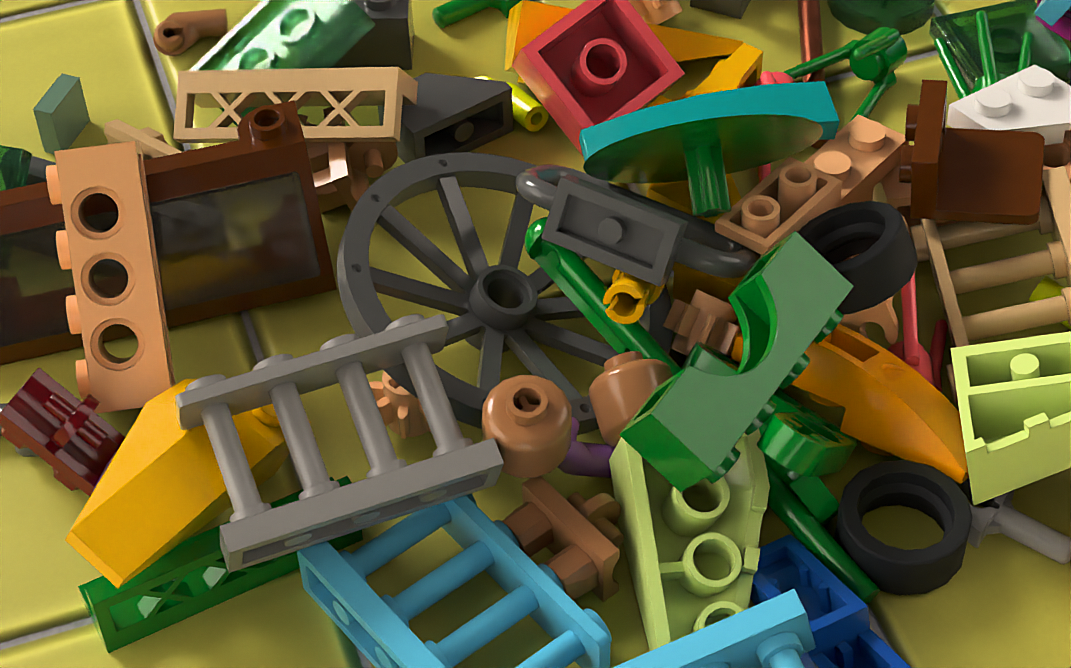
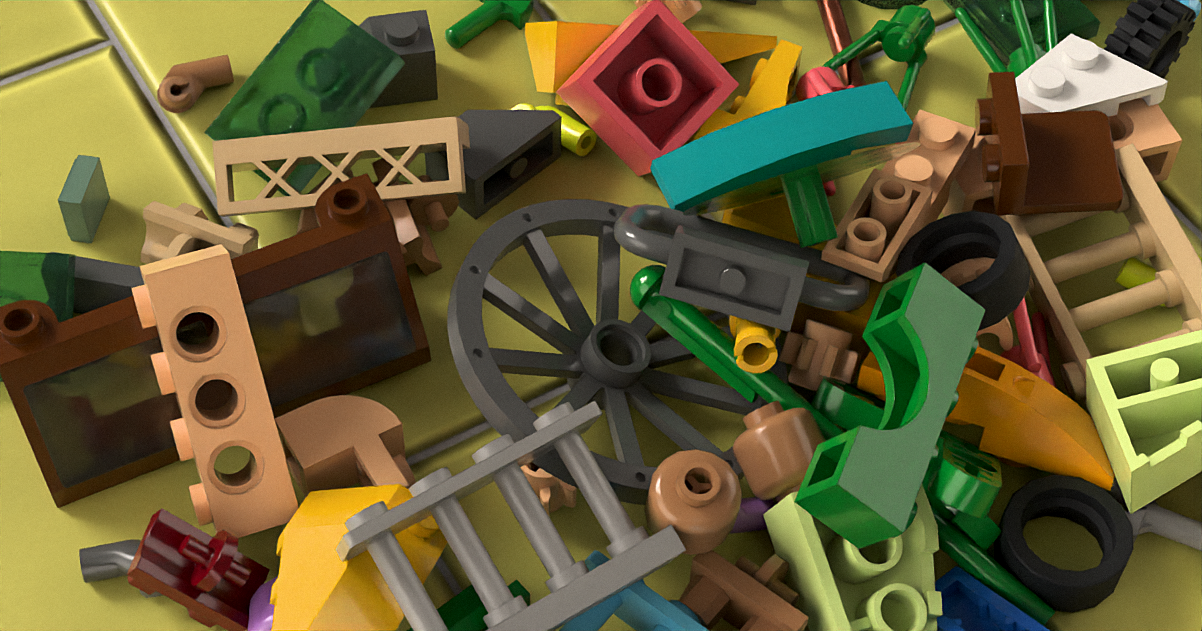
camera: 15 degrees left, 5 degrees up
(225, 338) = (344, 444): none -> light nougat brick

